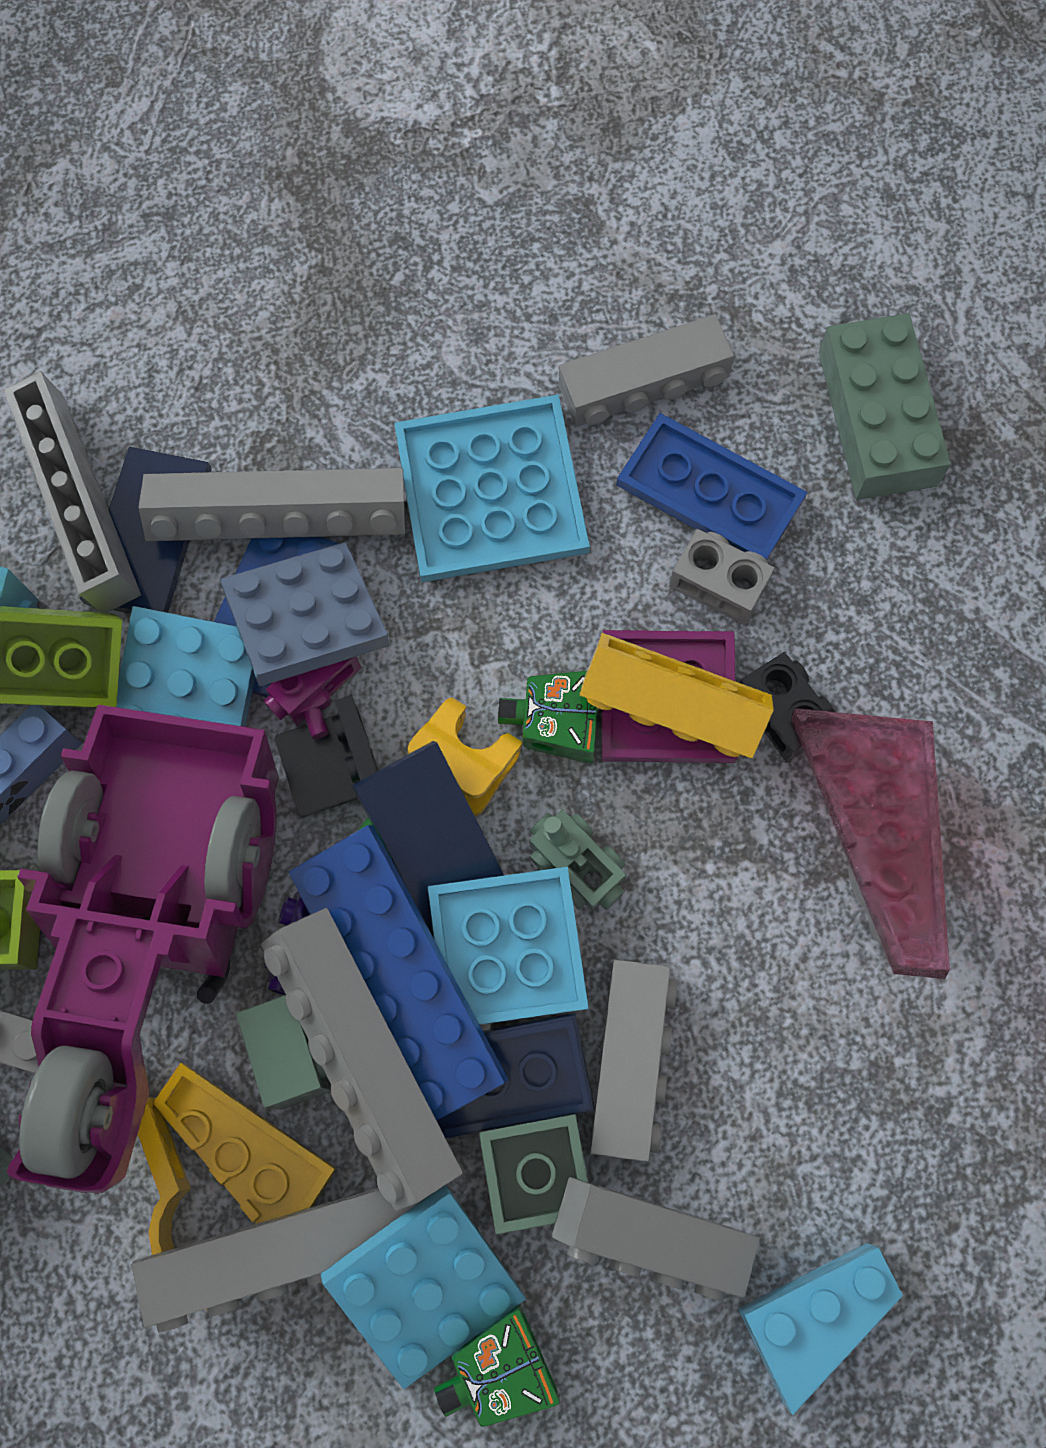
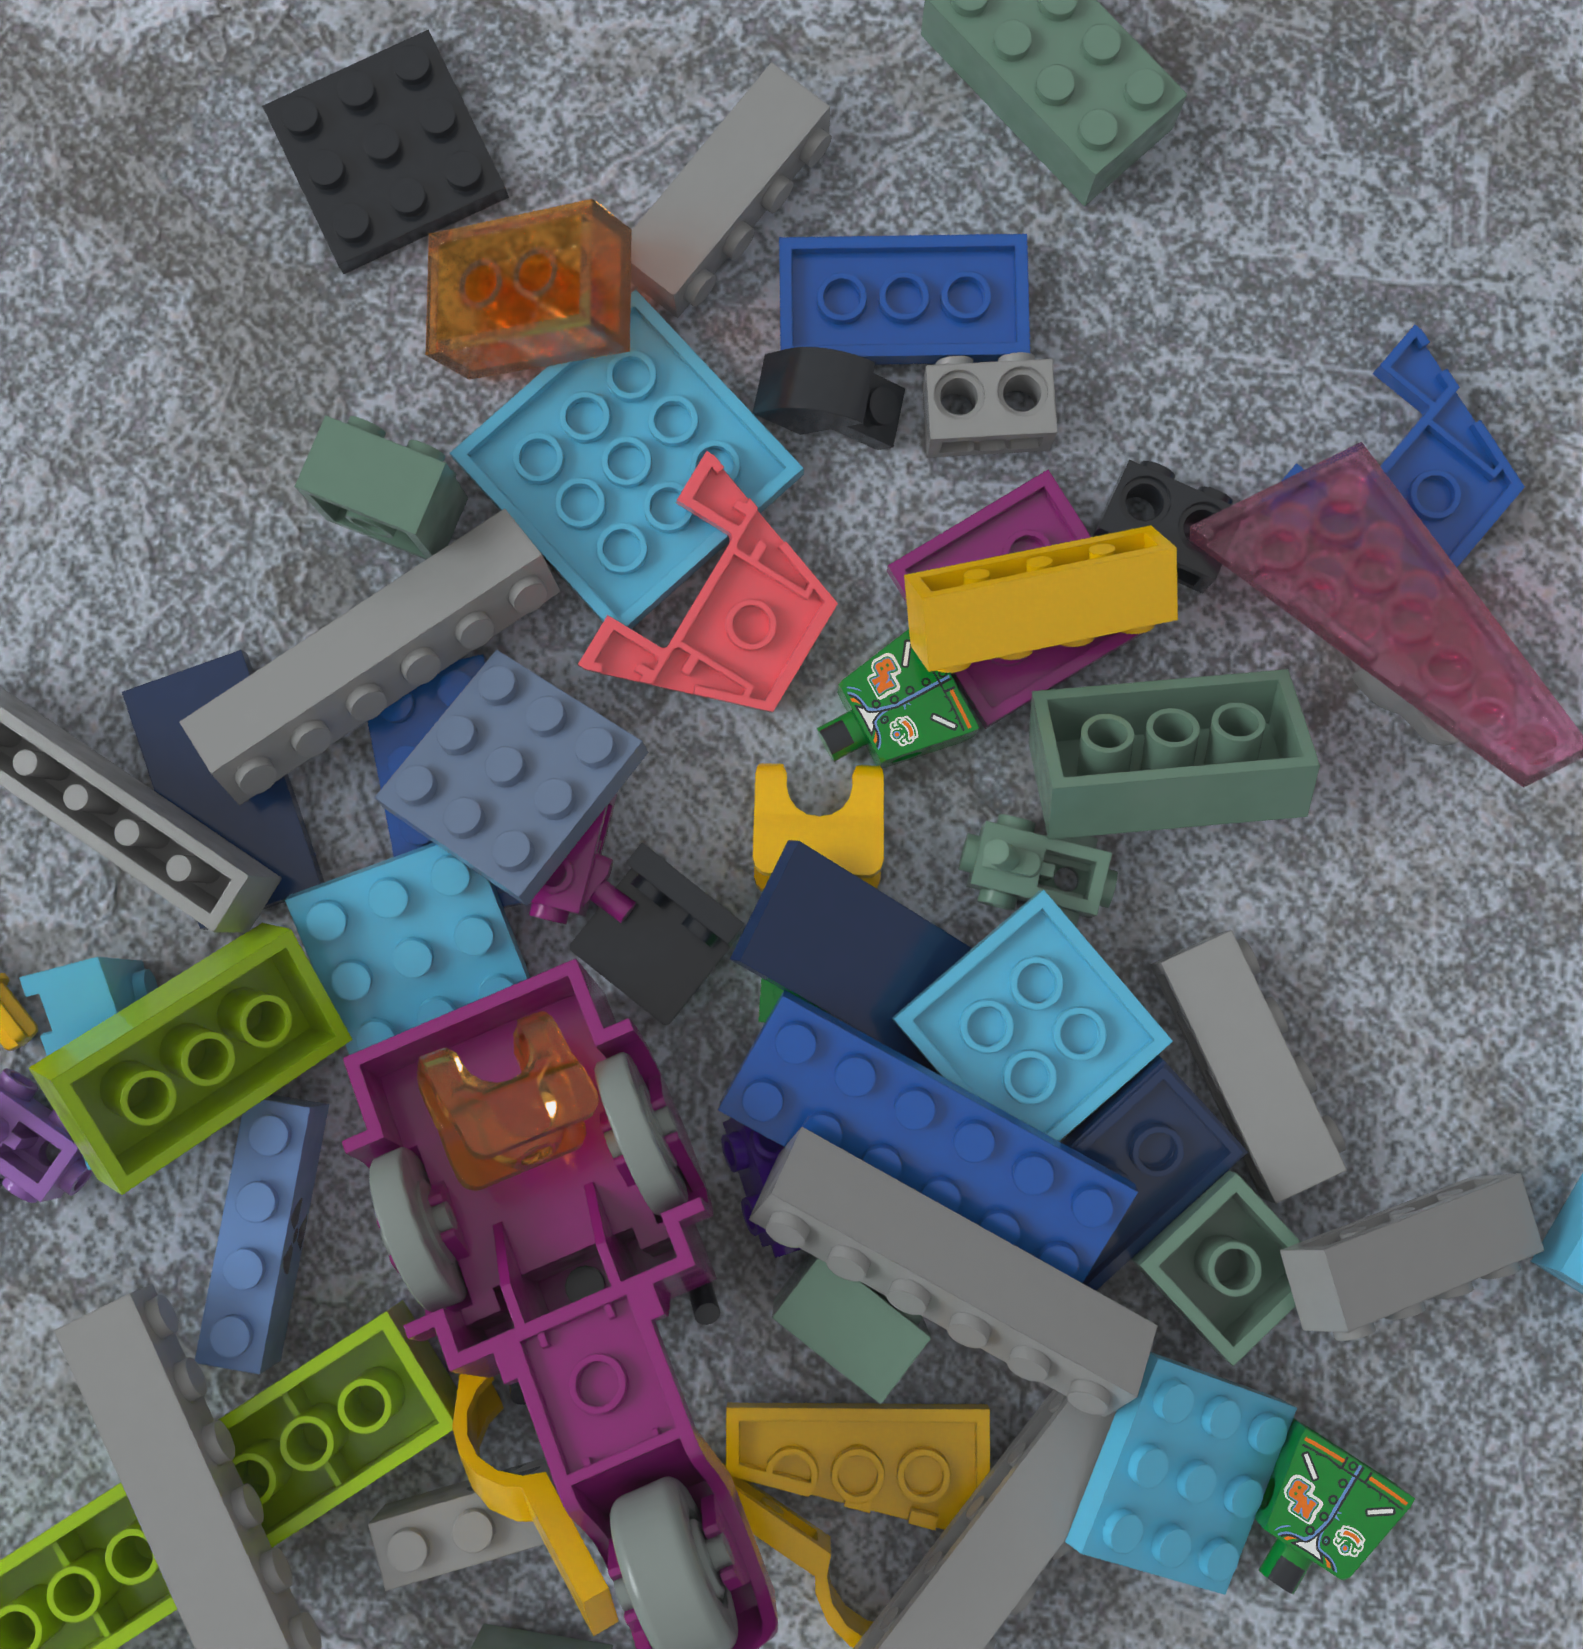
camera: 35 degrees left, 10 degrees up
(16, 1018) = (528, 1500): none -> yellow piece
(165, 796) = (511, 1124): none -> clear orange piece
(342, 416) = (382, 487): none -> sand green brick
(470, 247) = (385, 151): none -> black plate
(494, 358) = (529, 290): none -> clear orange brick
(499, 613) = (745, 624): none -> coral wing
(632, 510) = (829, 390): none -> black brick
(698, 837) = (1171, 754): none -> sand green brick
(984, 777) = (1447, 461): none -> blue wing

